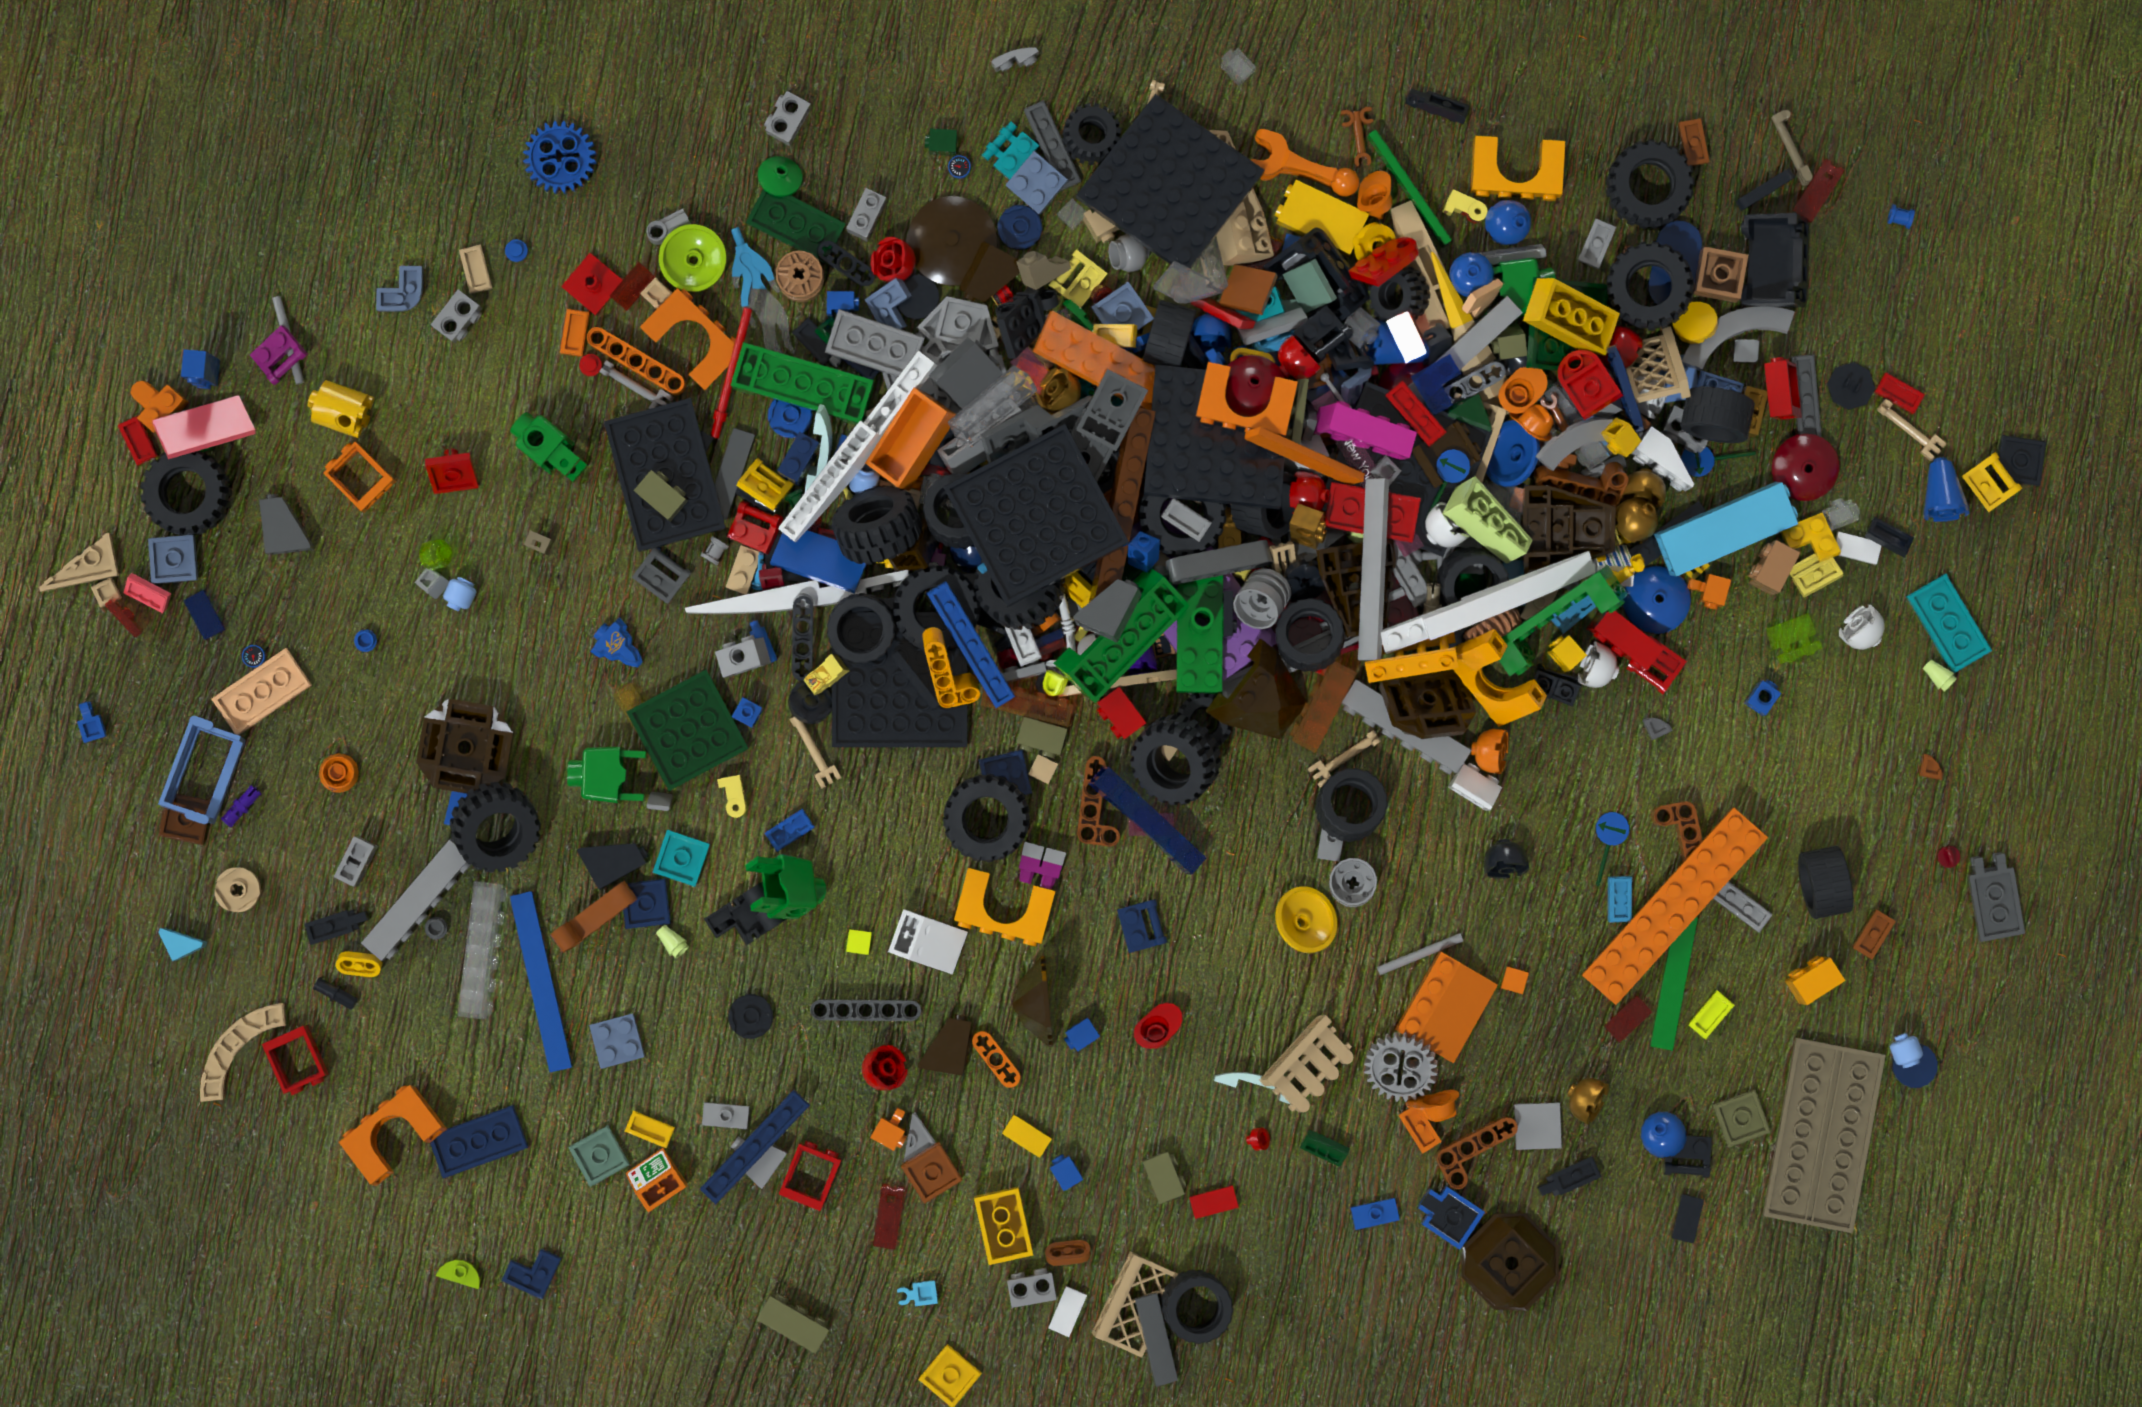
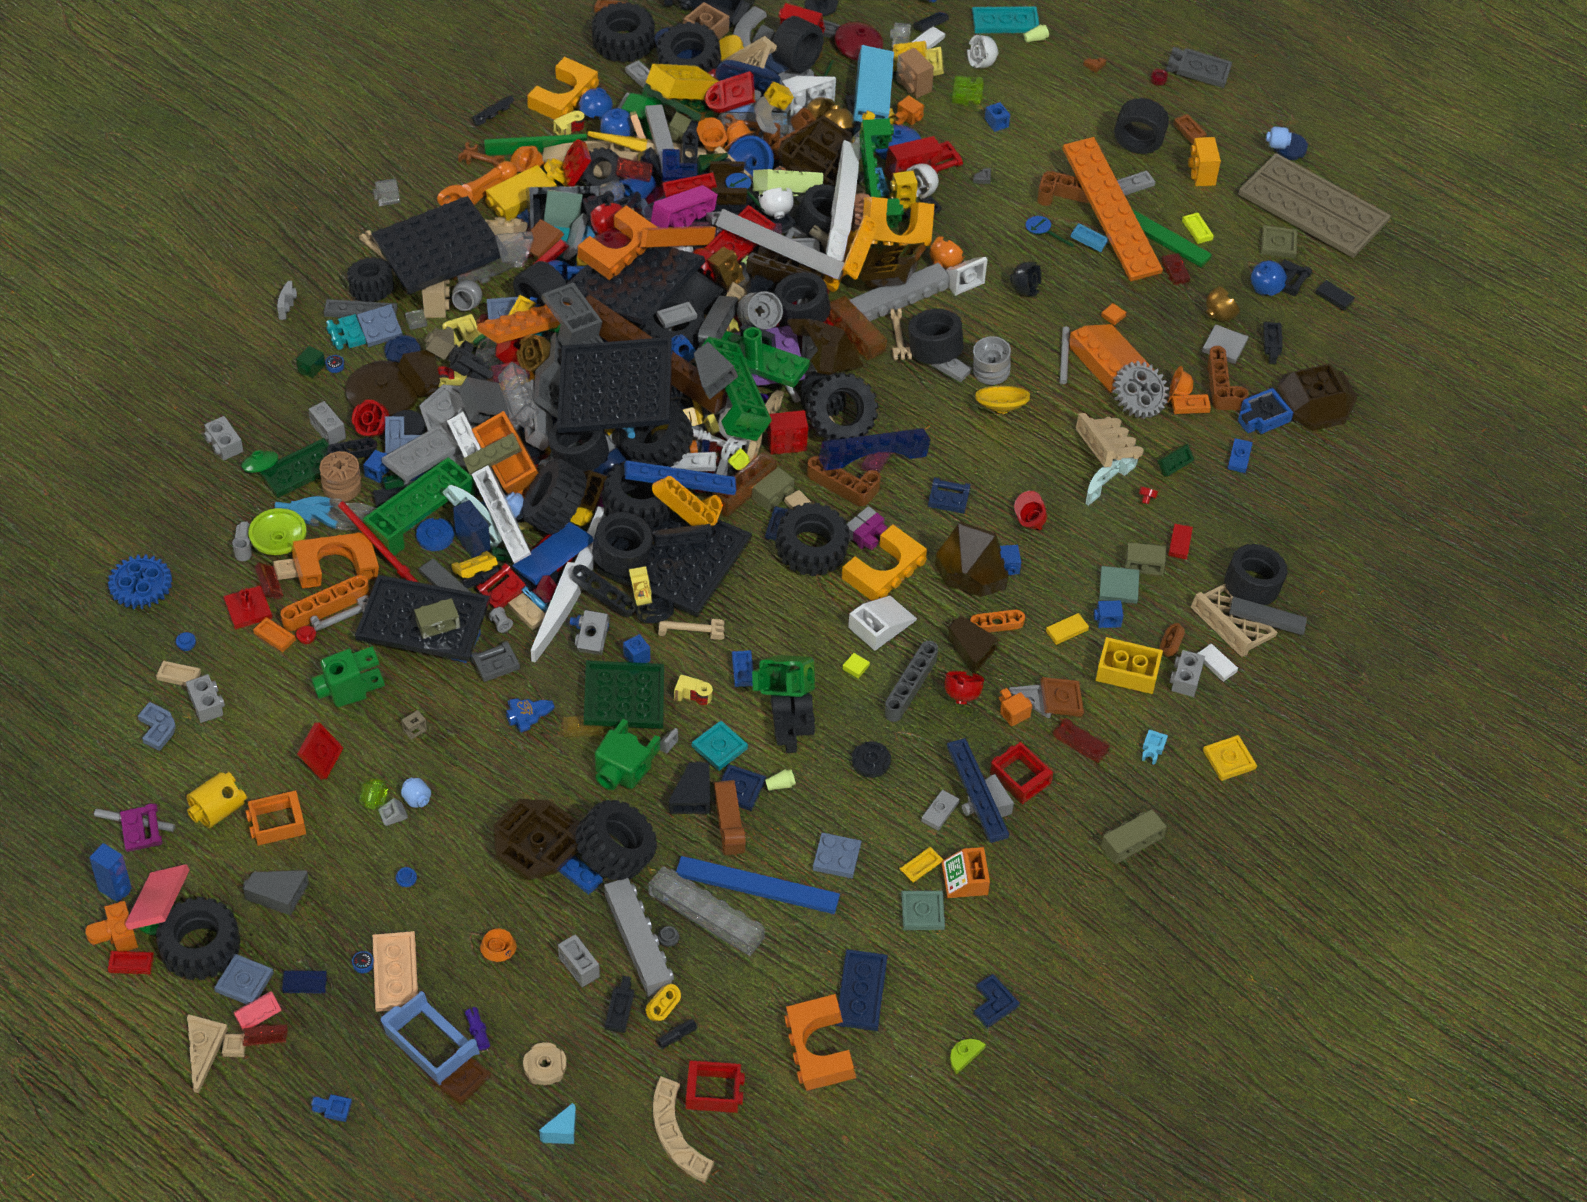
camera: 60 degrees left, 35 degrees down
(892, 429) = (492, 453): none -> olive plate
(1117, 1163) = (1119, 584): none -> sand green tile

